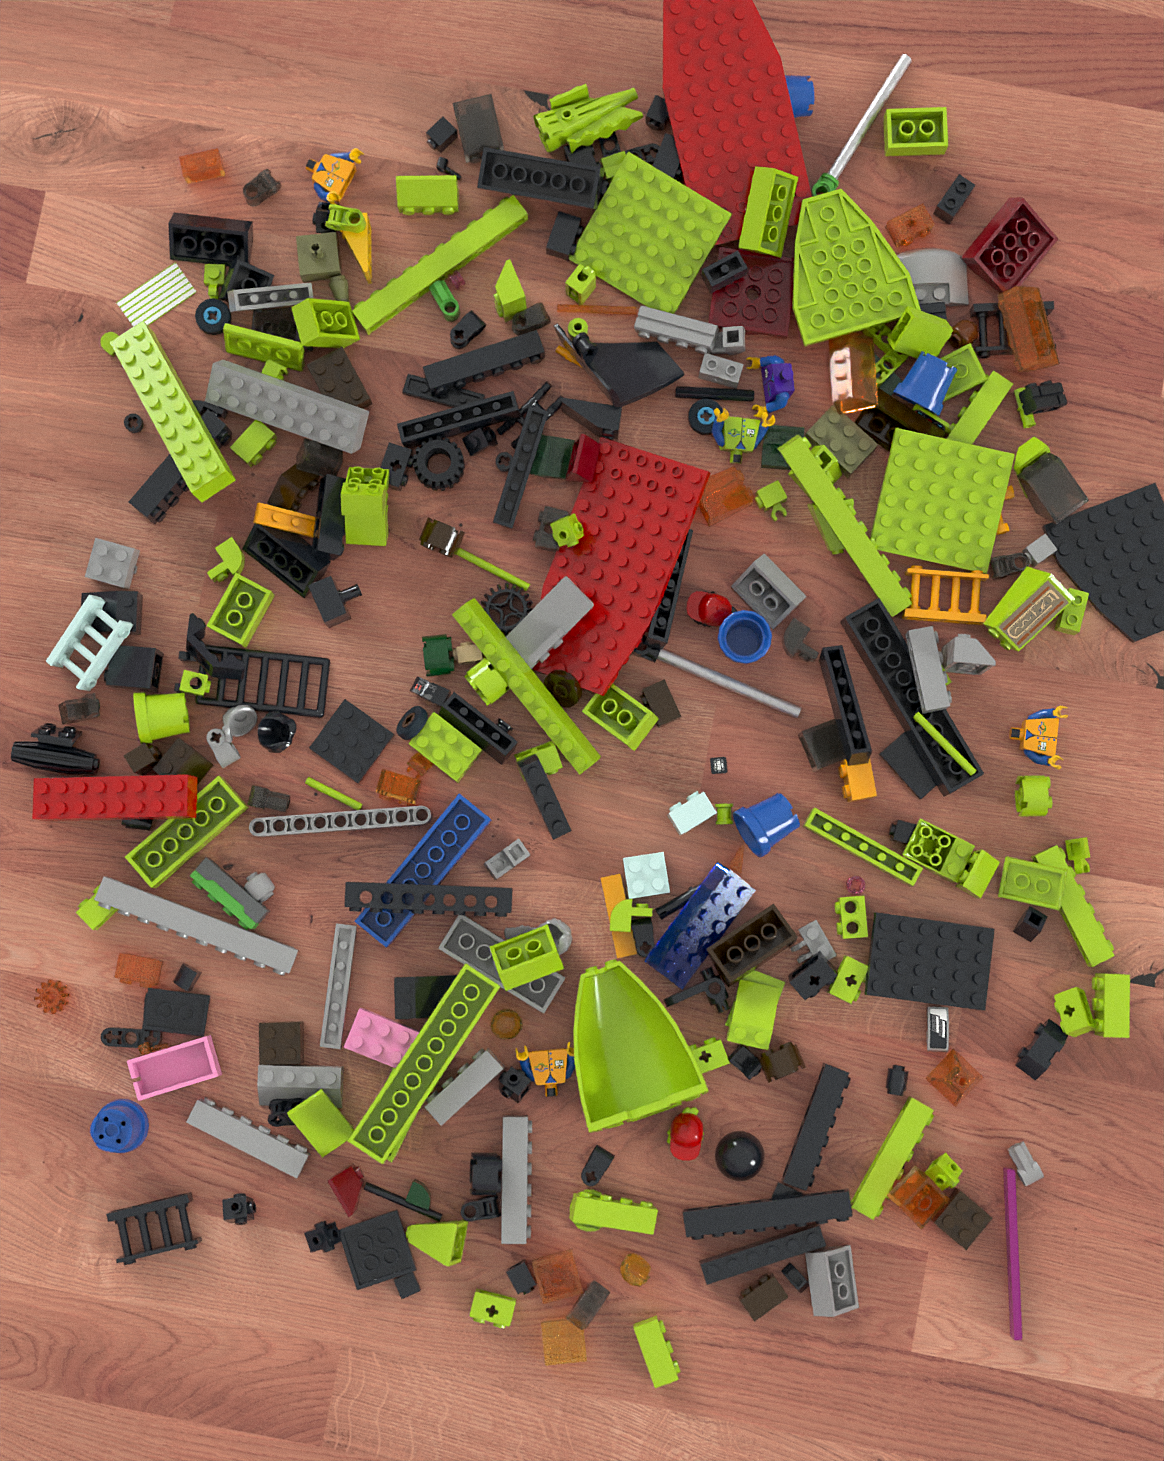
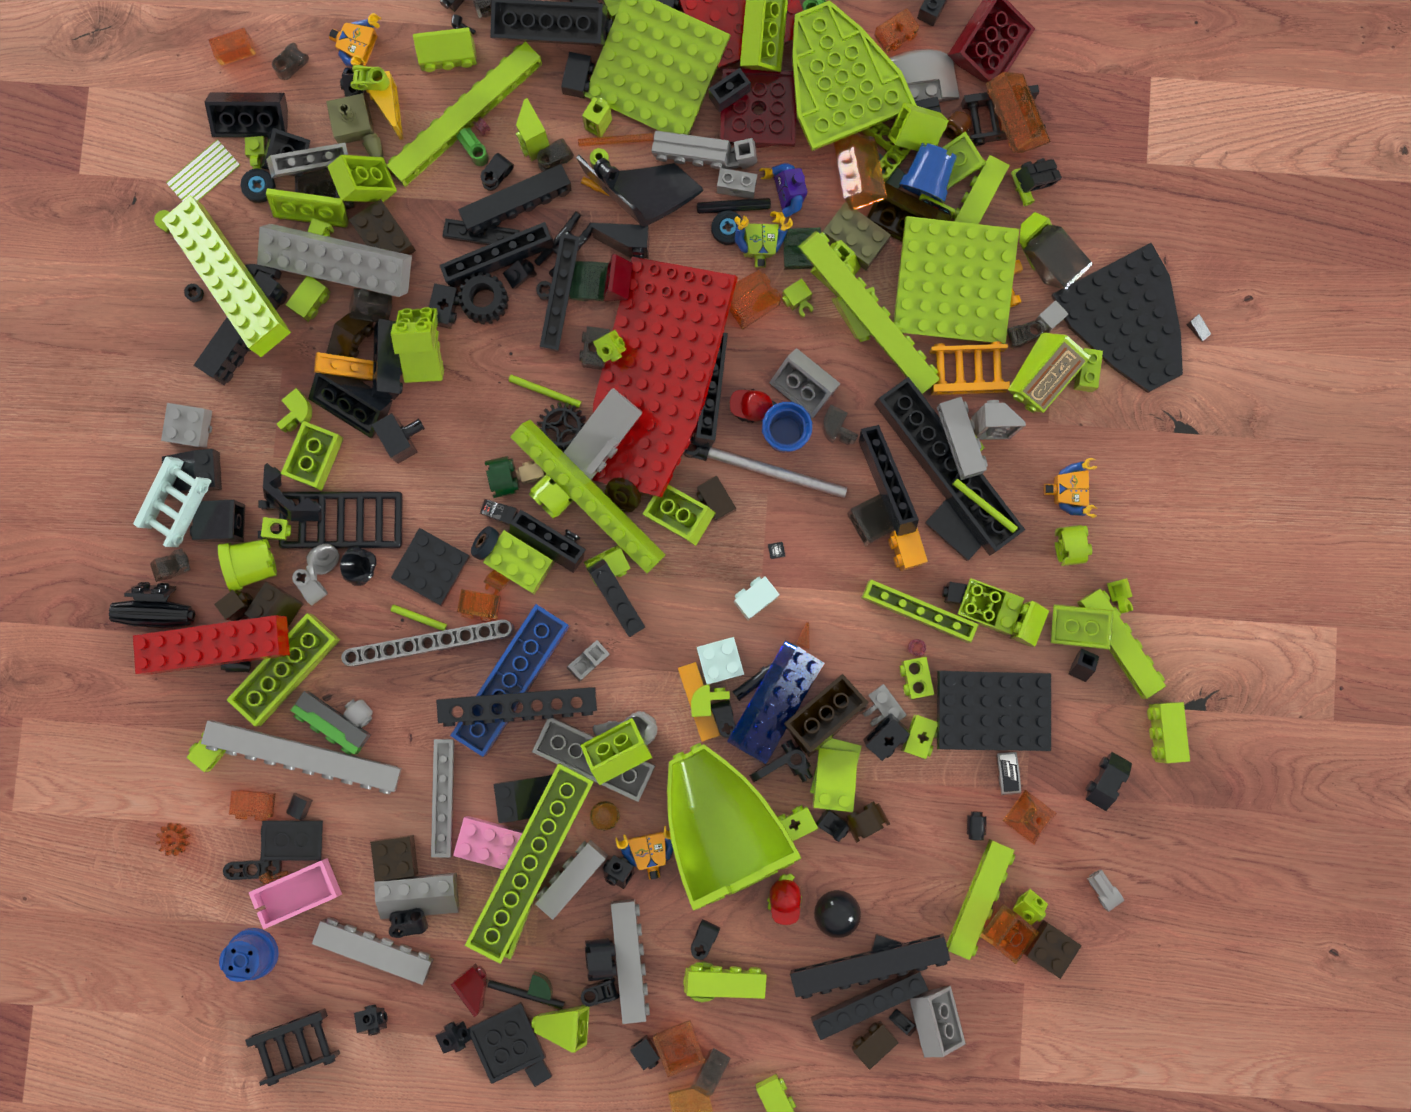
camera: 10 degrees left, 0 degrees up
(263, 798) = (353, 629): clear smoke piece -> none
(321, 1123) = (439, 929): lime tile -> none
(442, 537) = (493, 365): dark brown brick -> none
(484, 1299) = (631, 1082): lime brick -> none
(635, 1270) = (751, 1033): clear yellow hair -> none
(724, 814) = (786, 595): lime bush -> none
(765, 823) = (826, 599): blue piece -> none
(815, 1126) = (905, 877): black brick -> none
(1012, 1253) = (1103, 976): magenta tile -> none
(1082, 1018) = (1143, 748): lime brick -> none

